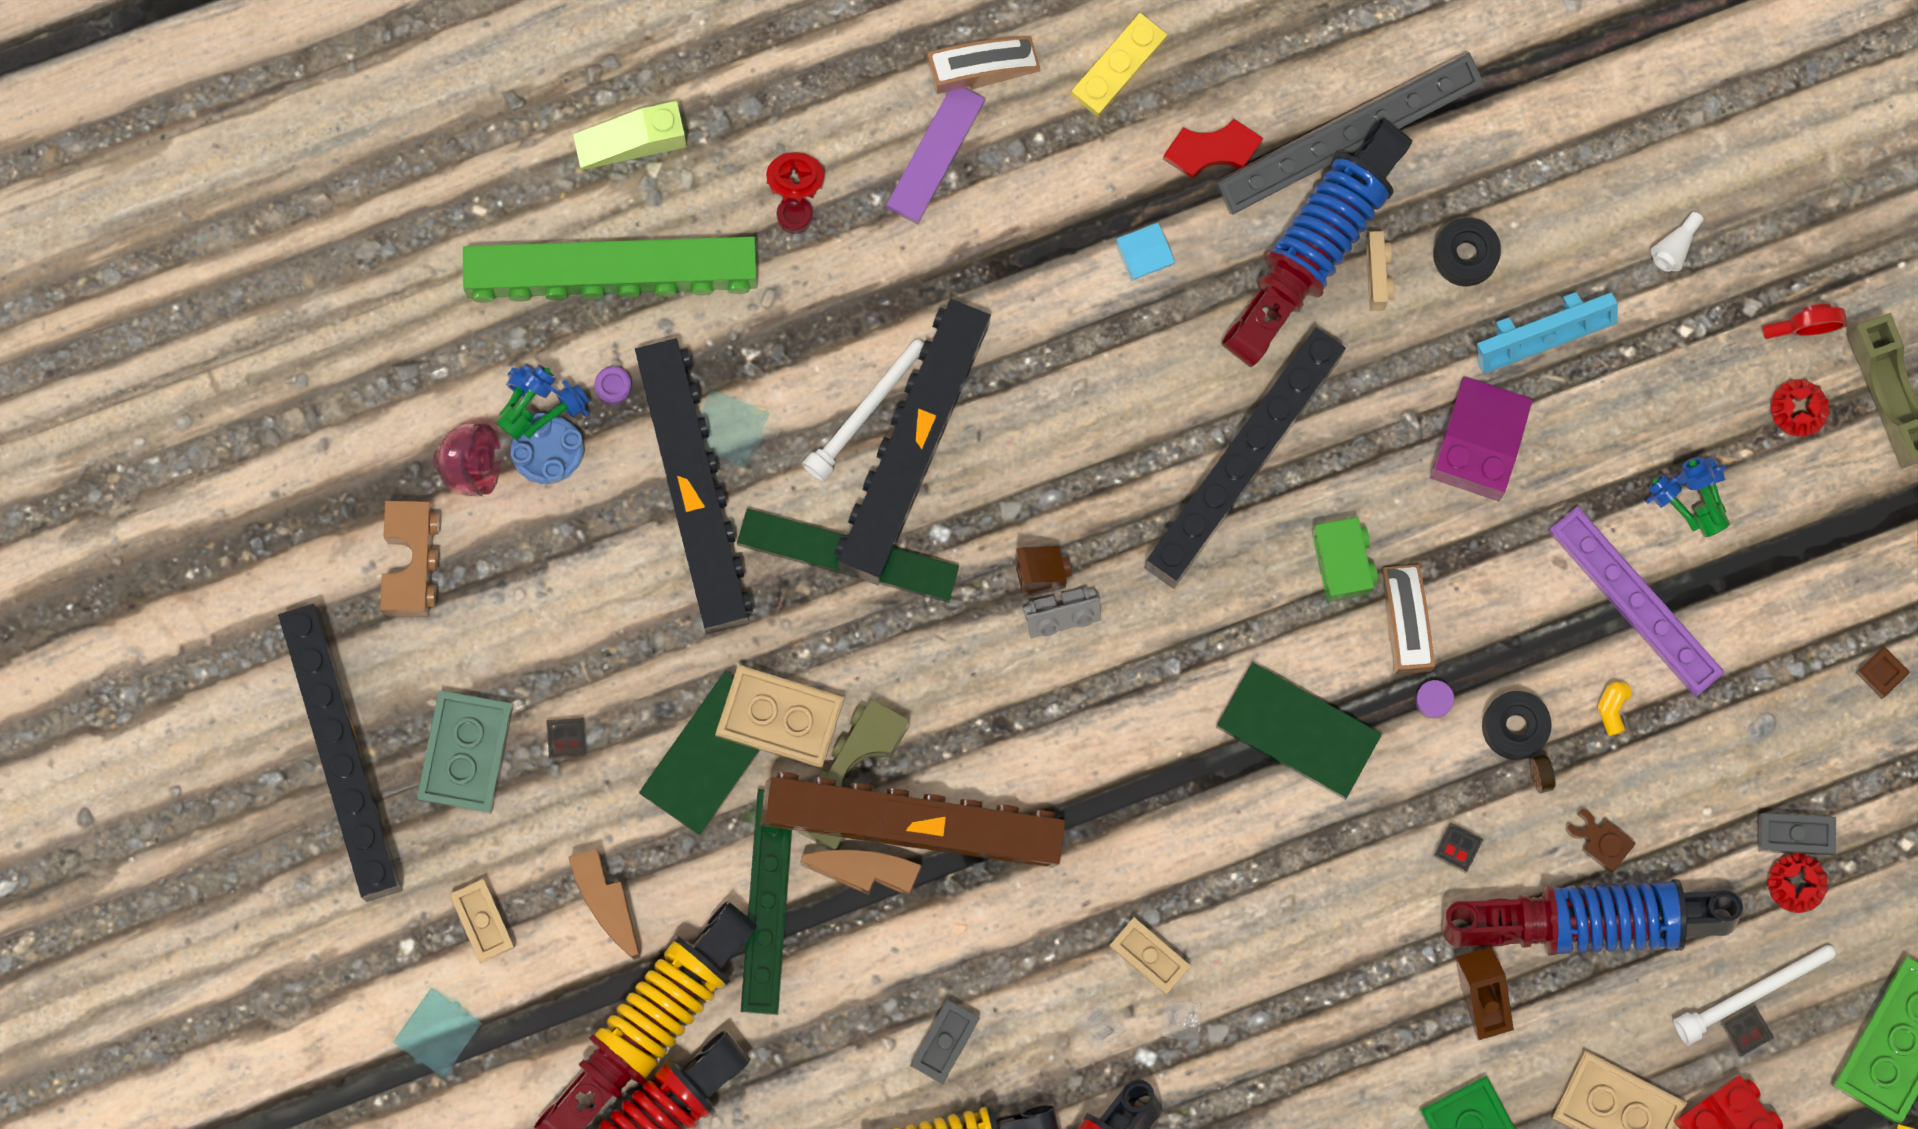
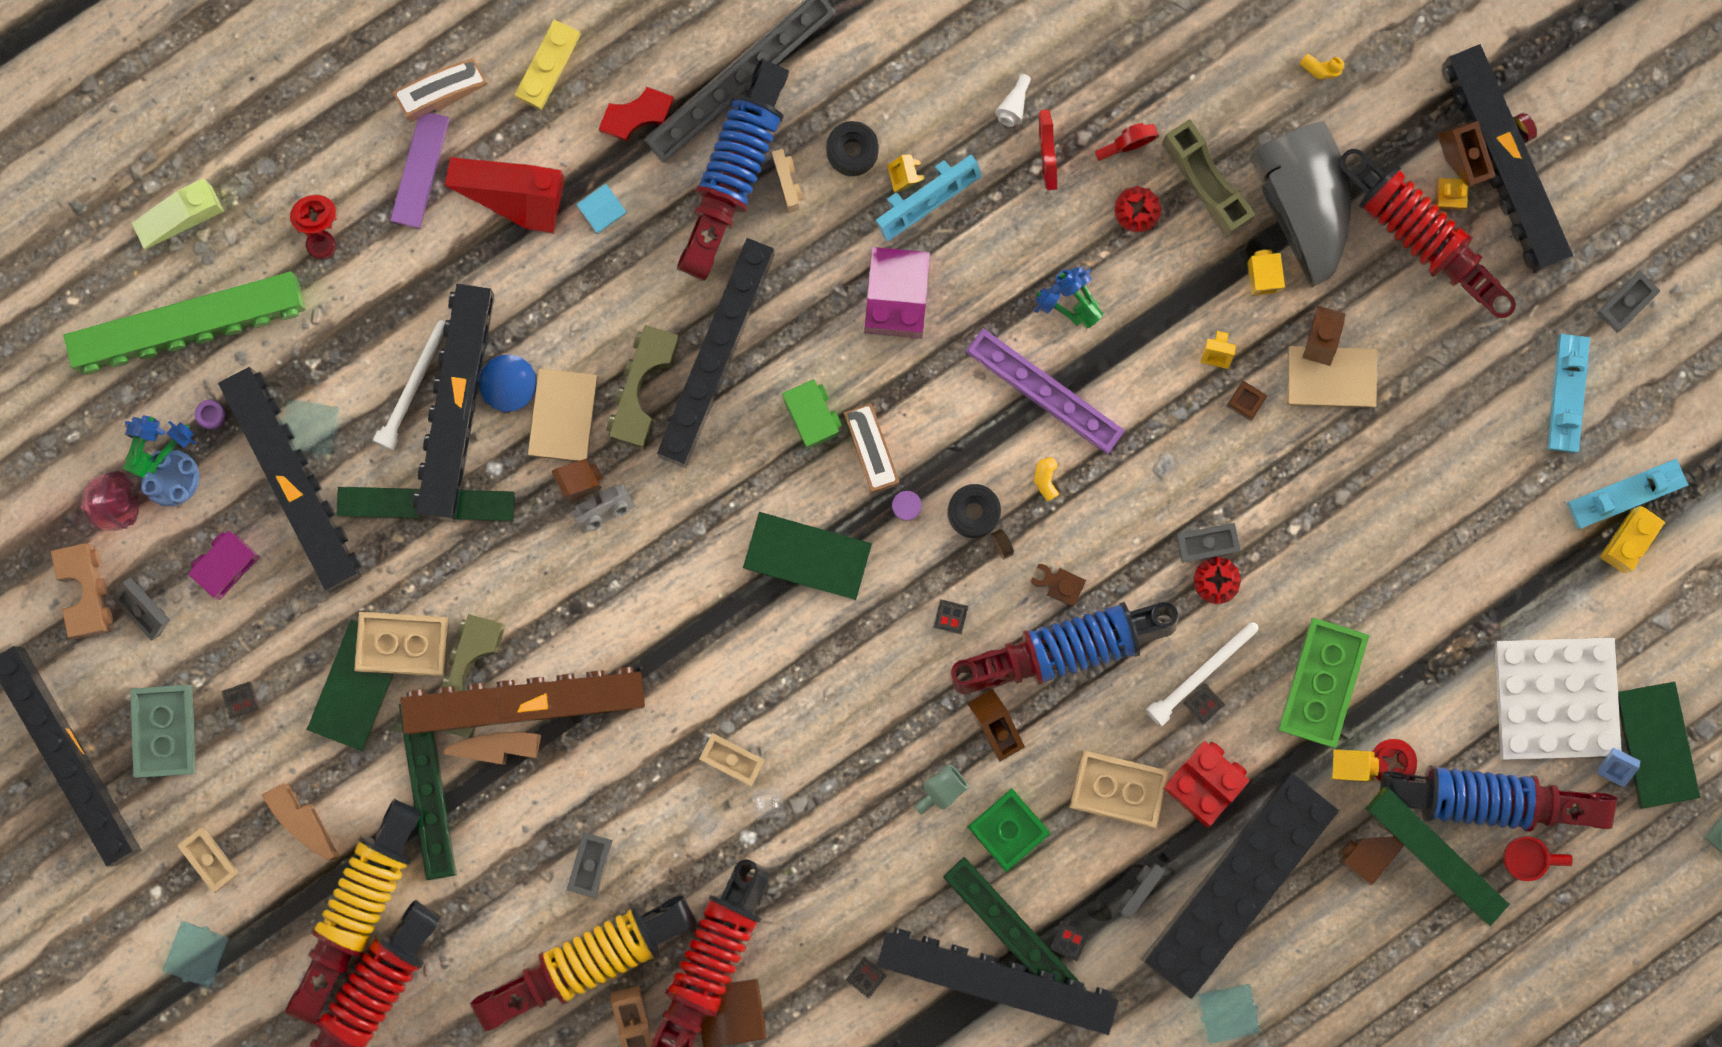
camera: 15 degrees left, 5 degrees up
(474, 598) = (141, 609): none -> dark grey plate
(586, 568) = (223, 564): none -> magenta brick
(982, 434) = (507, 383): none -> blue dish
(1039, 488) = (562, 415): none -> tan tile
(1044, 205) = (516, 191): none -> red wedge
(1169, 440) = (654, 352): none -> olive arch
(1400, 1056) = (942, 789): none -> sand green piece
(1523, 296) = (903, 173): none -> yellow tile
(1706, 309) = (1048, 156): none -> red tile
(1861, 603) = (1218, 351): none -> yellow tile

